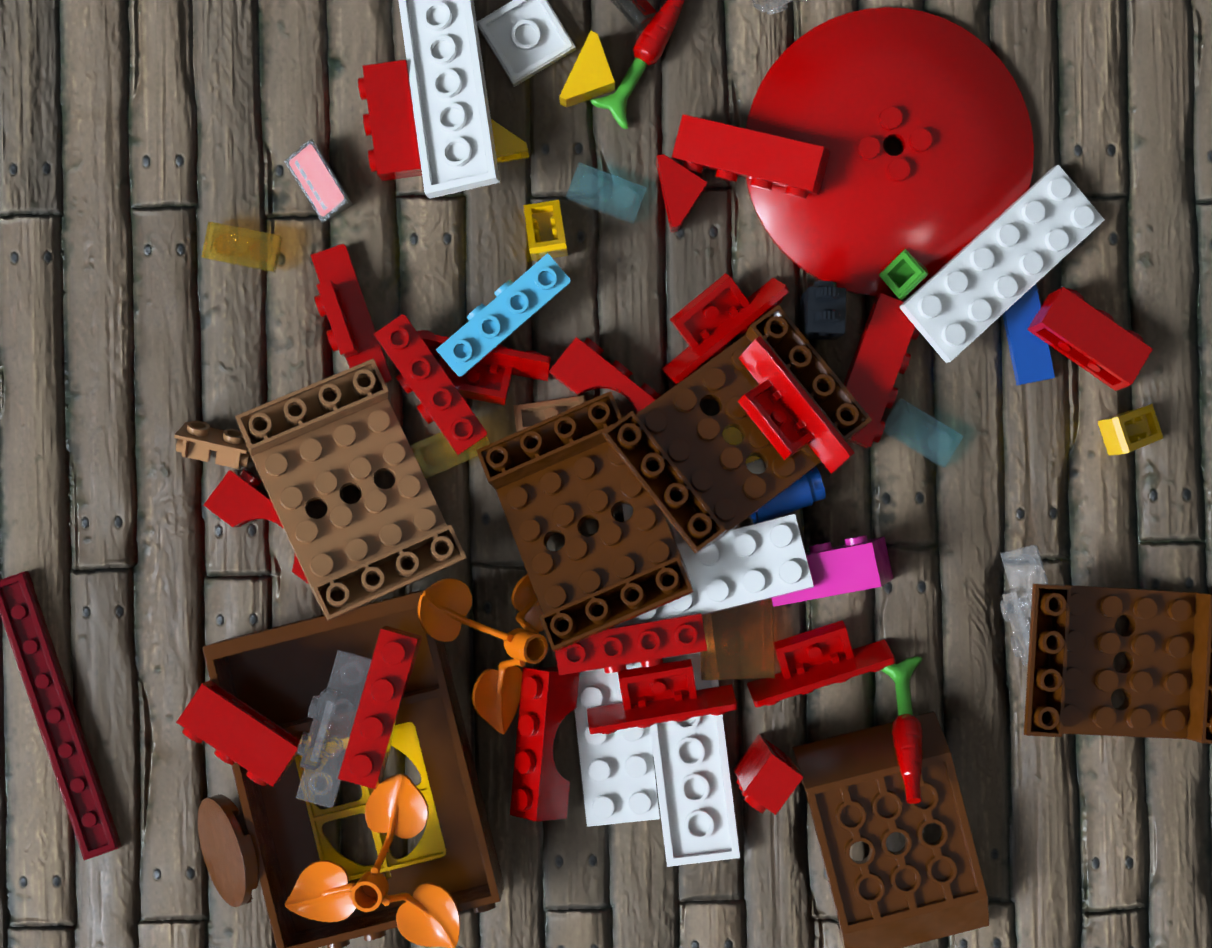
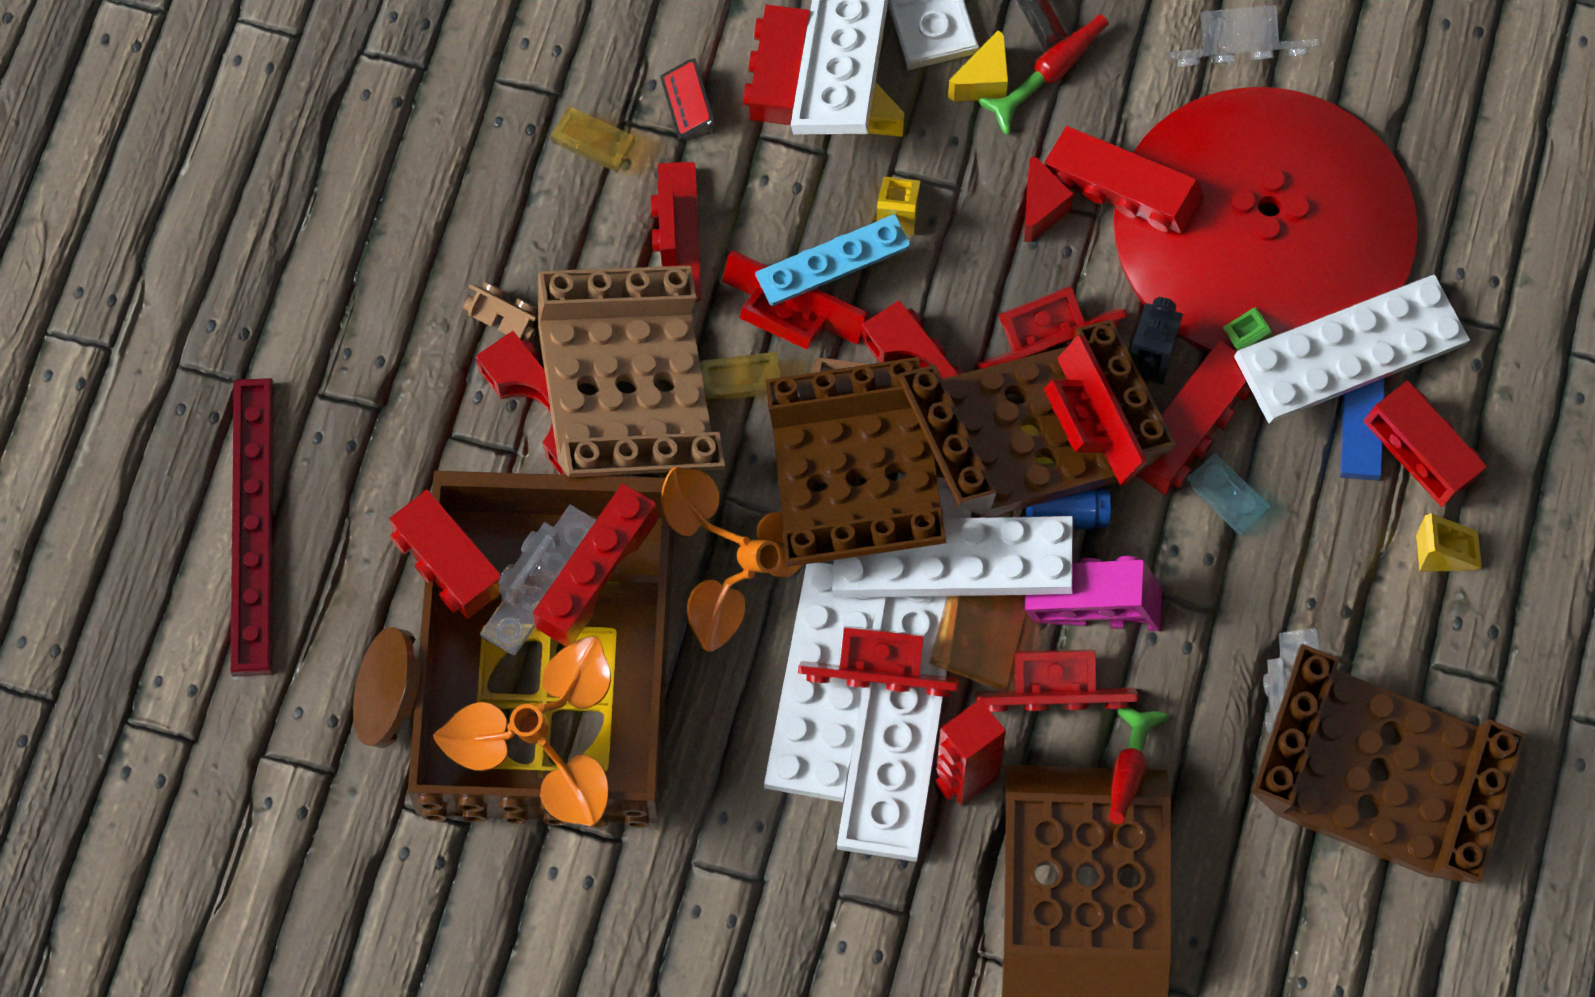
camera: 15 degrees right, 20 degrees down
(431, 384) = (738, 305): red bracket -> none
(537, 786) = (726, 721): red arch -> none
(606, 193) = (969, 186): clear light blue plate -> none
(634, 643) = (865, 597): red bracket -> none

